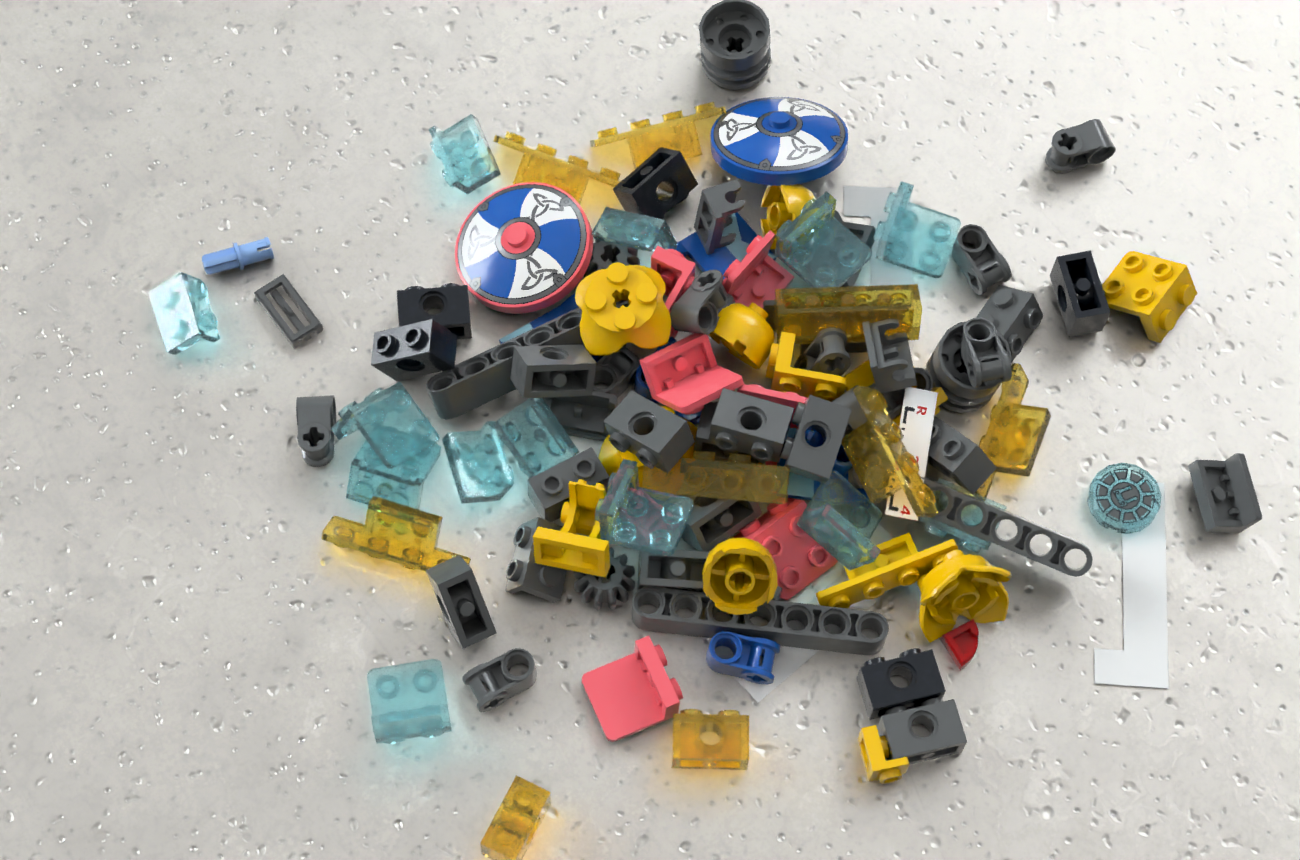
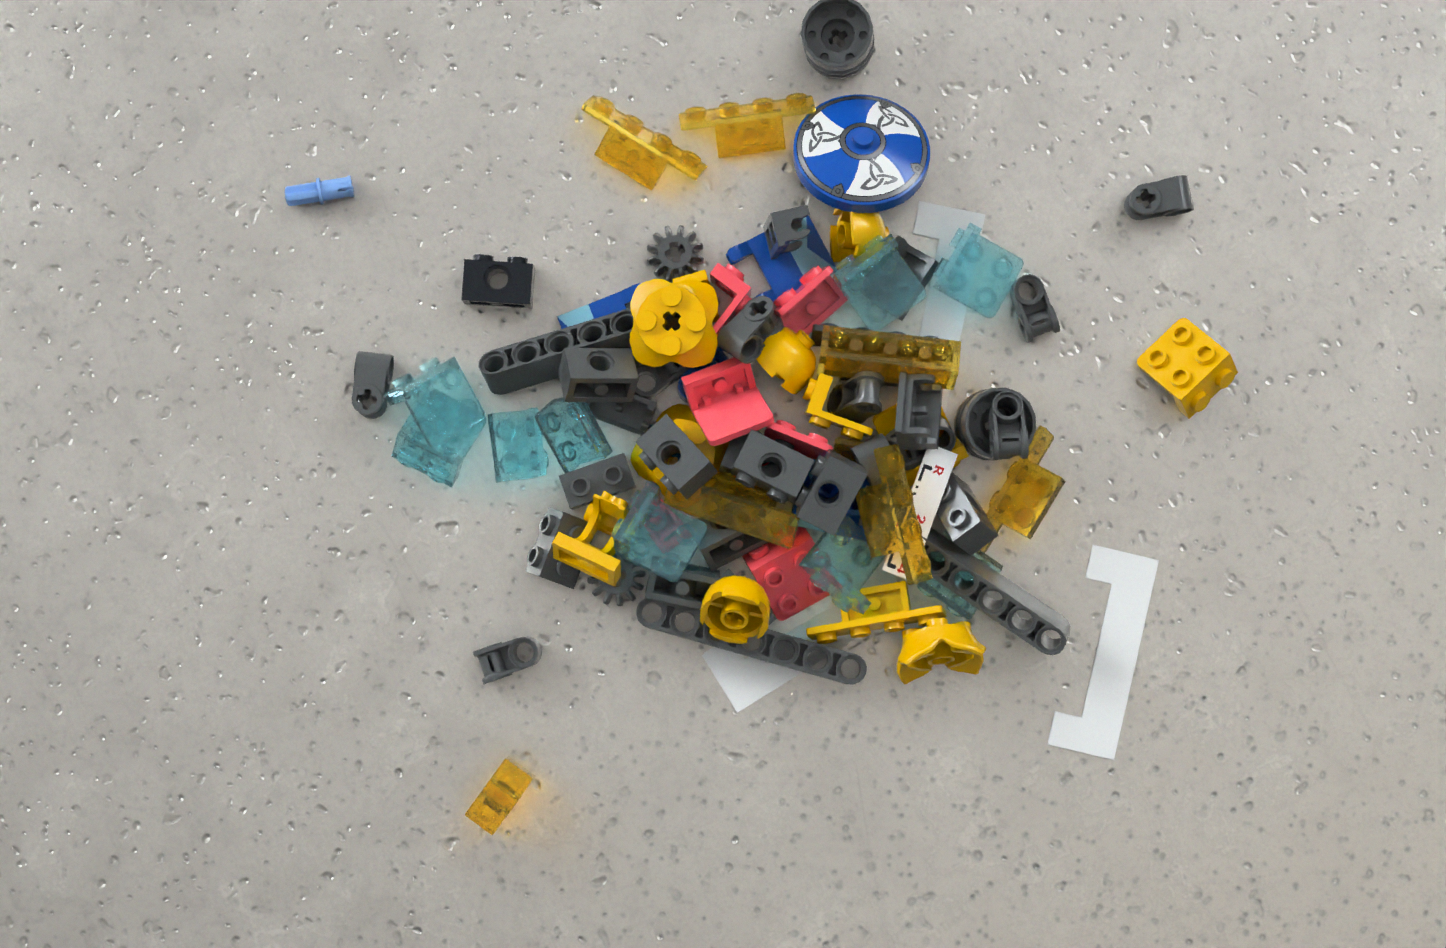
camera: 10 degrees right, 20 degrees up
(183, 312) = (262, 243): clear light blue bracket -> none
(303, 333) = (374, 280): dark grey tile -> none
(393, 534) = (432, 508): clear yellow bracket -> none
(408, 701) = (421, 665): clear light blue bracket -> none
(414, 350) = (472, 325): black brick -> none
(461, 601) = (480, 585): dark grey brick -> none
(464, 154) = (551, 115): clear light blue bracket -> none
(524, 247) = (594, 228): dish -> none
(633, 230) = (700, 235): clear light blue bracket -> none
(633, 691) = (622, 689): coral bracket -> none
(663, 170) = (731, 182): black brick -> none
(693, 753) = (702, 759): clear yellow brick -> none
(746, 657) = (733, 673): blue piece -> none
(874, 752) = (832, 780): yellow bracket -> none
(881, 694) = (888, 726): black brick -> none
(938, 716) = (897, 778): dark grey brick -> none
(962, 643) = (934, 688): red tile -> none
(1013, 315) = (1044, 375): dark grey bracket -> none
(1079, 293) = (1120, 362): black brick -> none
(1124, 498) = (1116, 572): tile -> none
(1225, 494) = (1211, 586): dark grey bracket -> none

